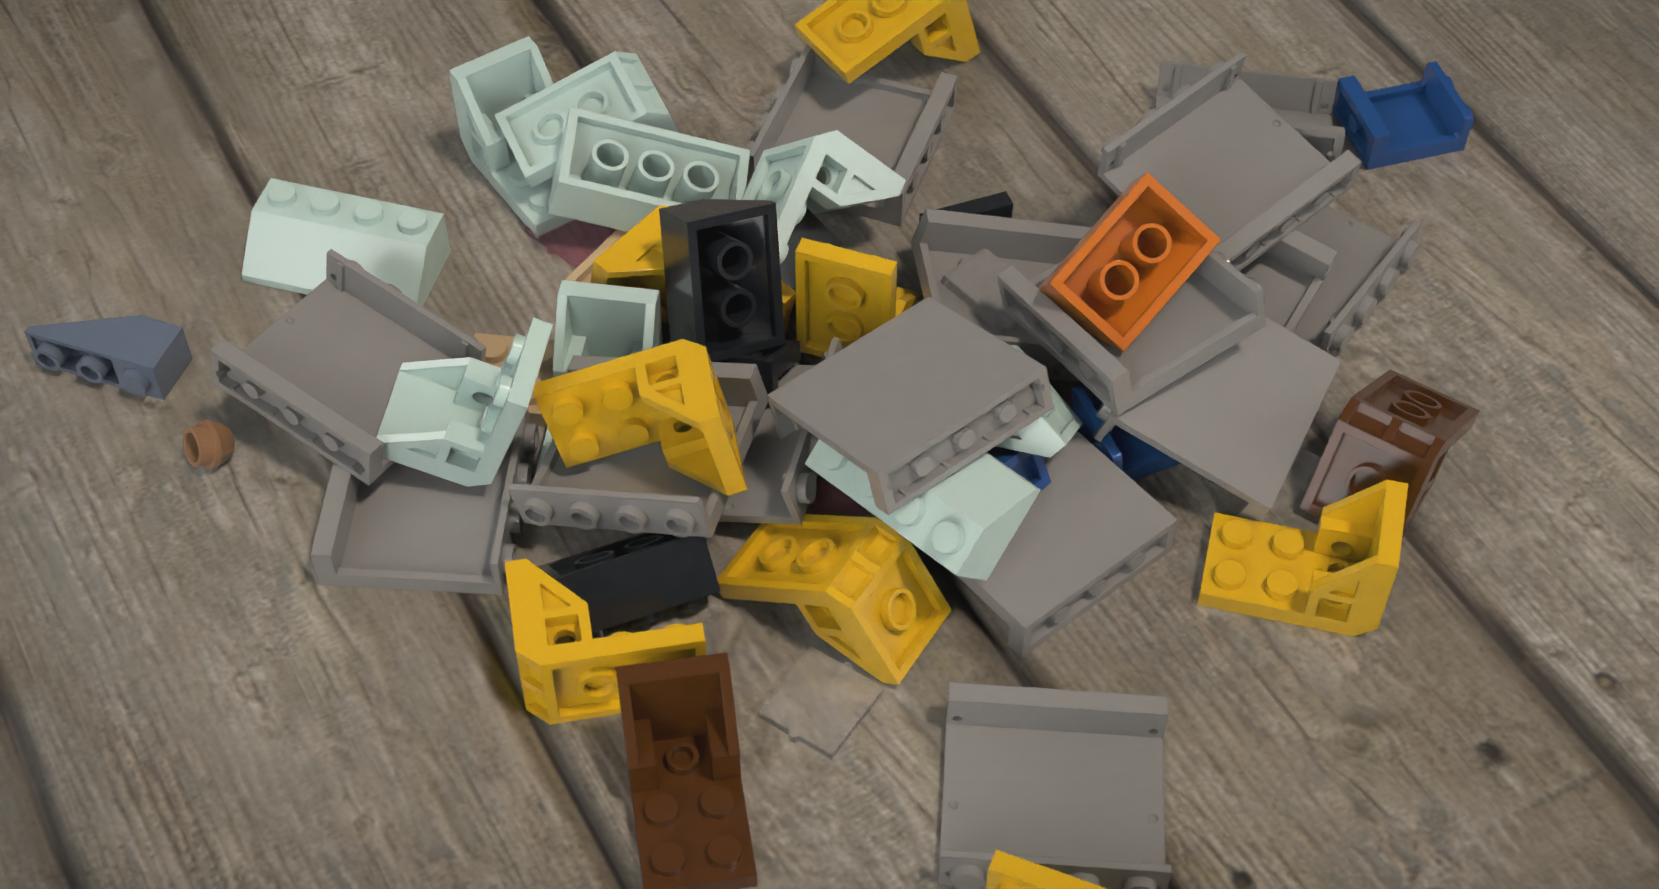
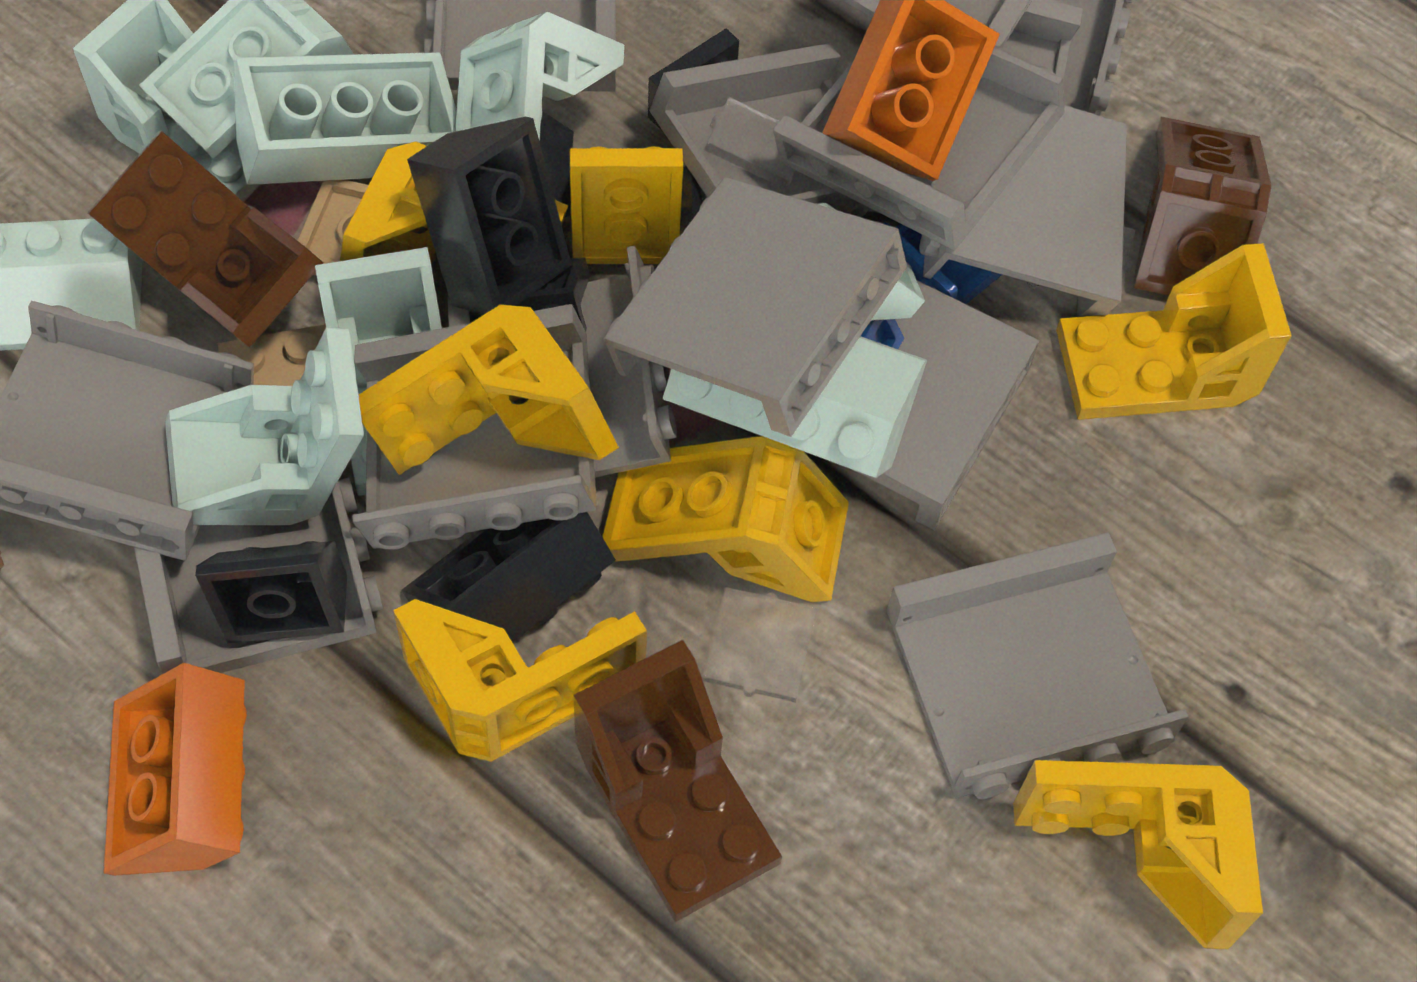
camera: 25 degrees left, 10 degrees up
(292, 648) = (176, 773): none -> orange slope
(427, 529) = (276, 591): none -> black slope
(489, 241) = (205, 239): none -> reddish brown bracket

